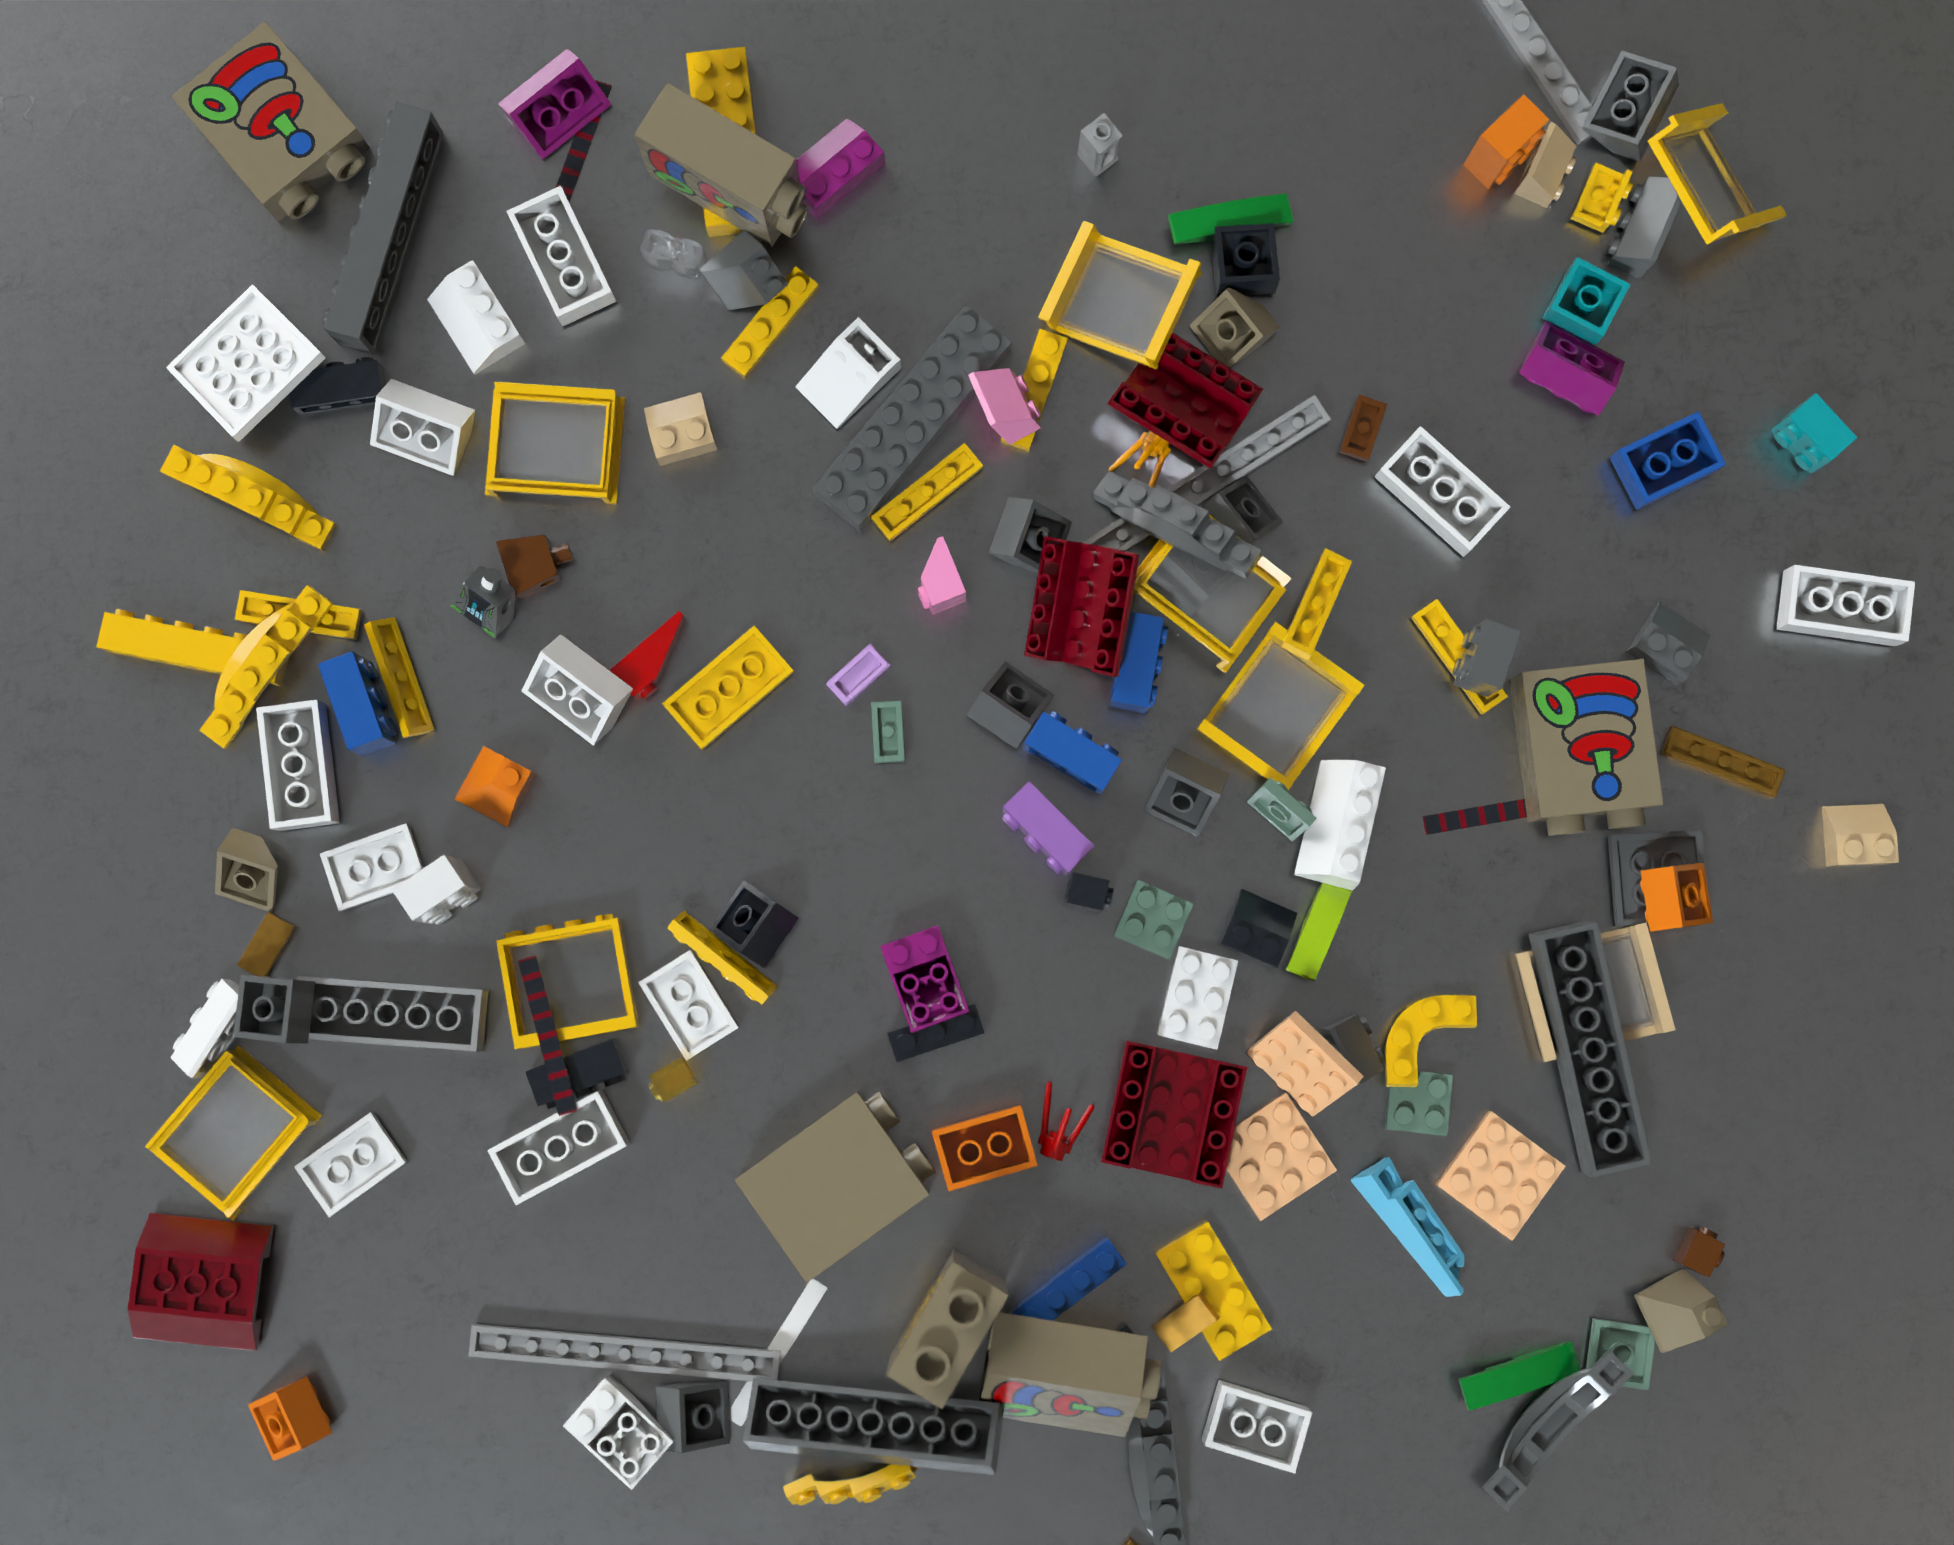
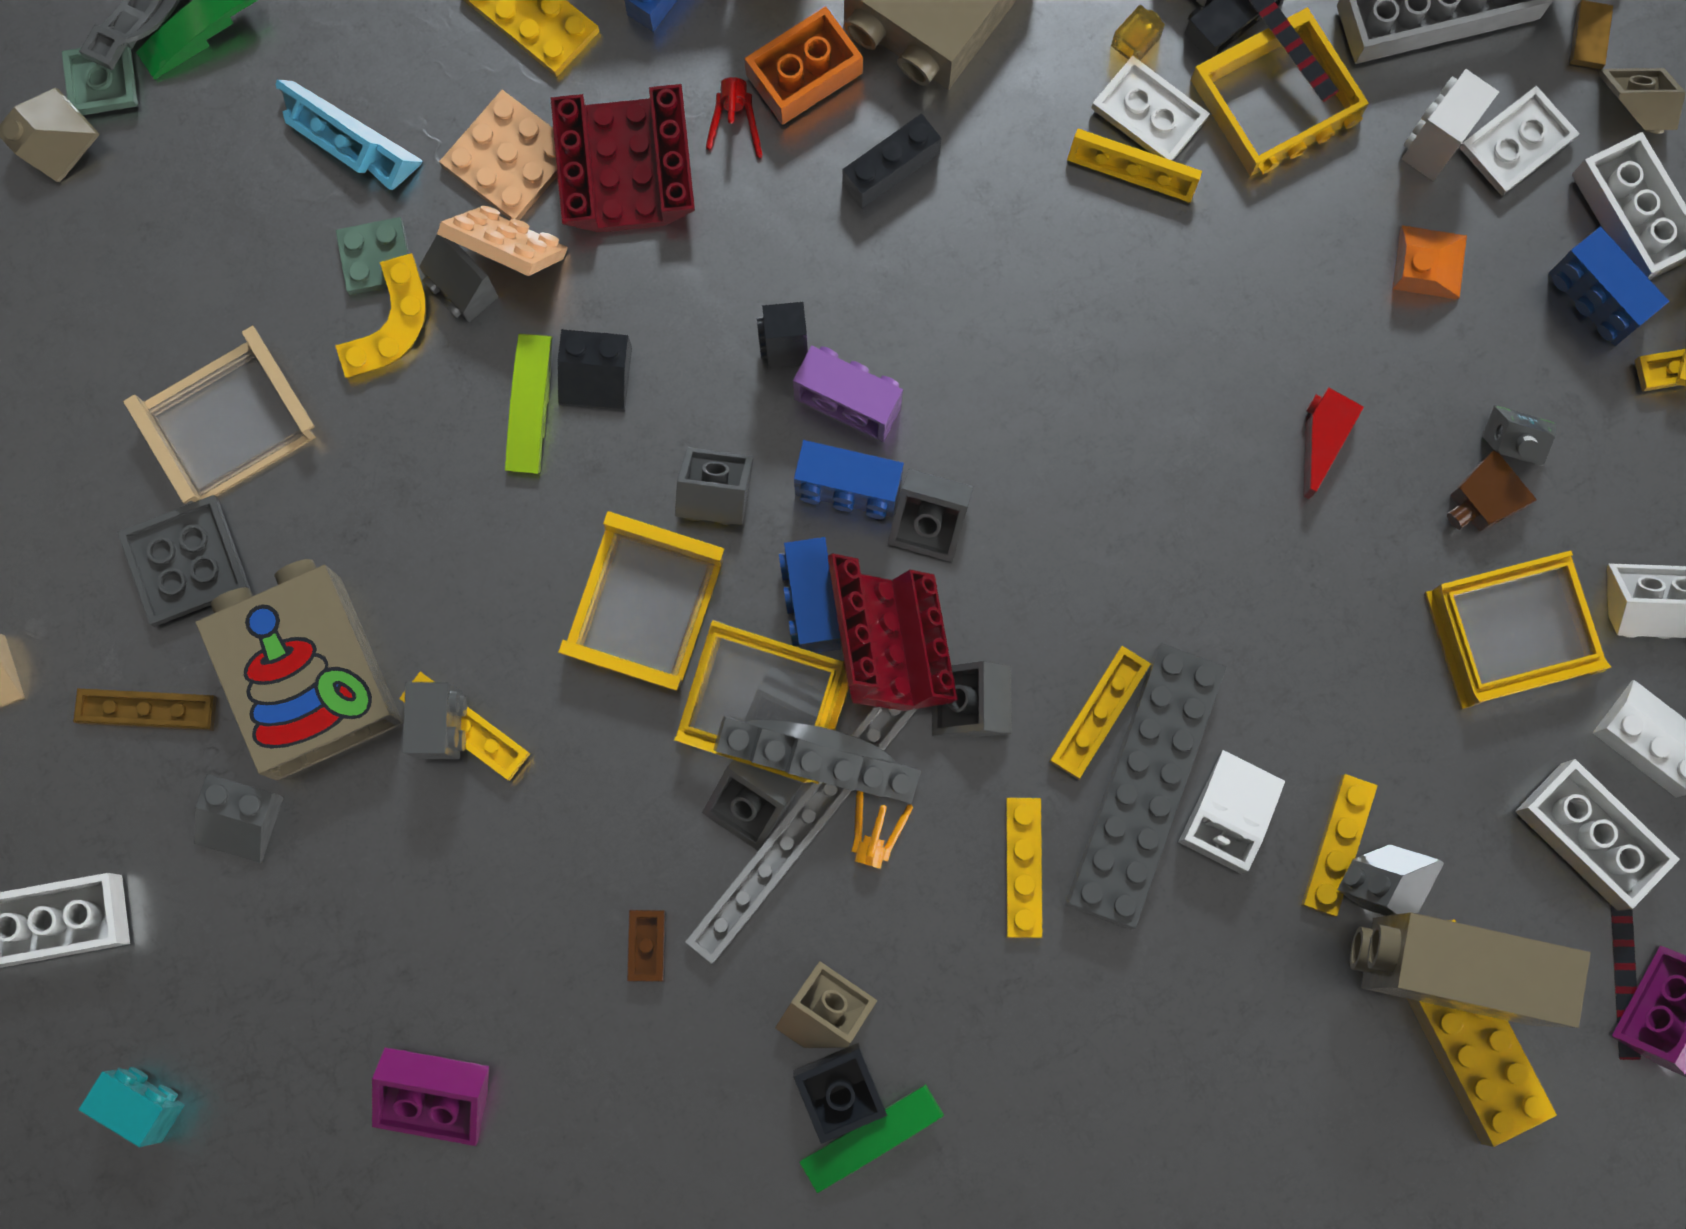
camera: 165 degrees right, 5 degrees down
(399, 677) = (1575, 333): yellow plate -> none
(576, 689) = (1390, 374): white brick -> none
(666, 253) = (1472, 879): clear brick -> none
(680, 429) = (1392, 692): tan slope -> none
(728, 687) = (1232, 436): yellow plate -> none
(753, 924) = (1115, 207): black slope -> none
(837, 166) = (1339, 1045): magenta slope -> none
(858, 674) = (1101, 496): lavender tile -> none
(887, 732) = (1049, 445): sand green plate -> none
(924, 979) = (921, 204): magenta slope -> none
(940, 581) = (1051, 615): bright pink slope -> none
(1006, 403) = (1052, 829): bright pink slope -> none
(1095, 141) = (1050, 1169): light grey window -> none
(1118, 296) = (967, 1000): clear piece -> none
(1153, 919) = (706, 347): sand green plate -> none
(1188, 400) = (855, 903): dark red slope -> none
(1197, 997) = (635, 284): white plate -> none
(1281, 809) = (617, 500): sand green plate -> none
(1316, 604) = (637, 724): yellow plate -> none
(1345, 812) = (541, 502): white slope -> none
(1442, 491) = (536, 899): white brick -> none
(1475, 816) = (398, 565): black sticker -> none
(1500, 1175) = (269, 211): light nougat plate -> none
(1586, 301) = (435, 1178): teal brick -> none
(1590, 1049) = (209, 356): dark grey brick -> none
(1667, 460) = (291, 1020): blue brick -> none
(1676, 896) = (156, 538): orange slope -> none
(1700, 1251) = (42, 199): reddish brown brick -> none

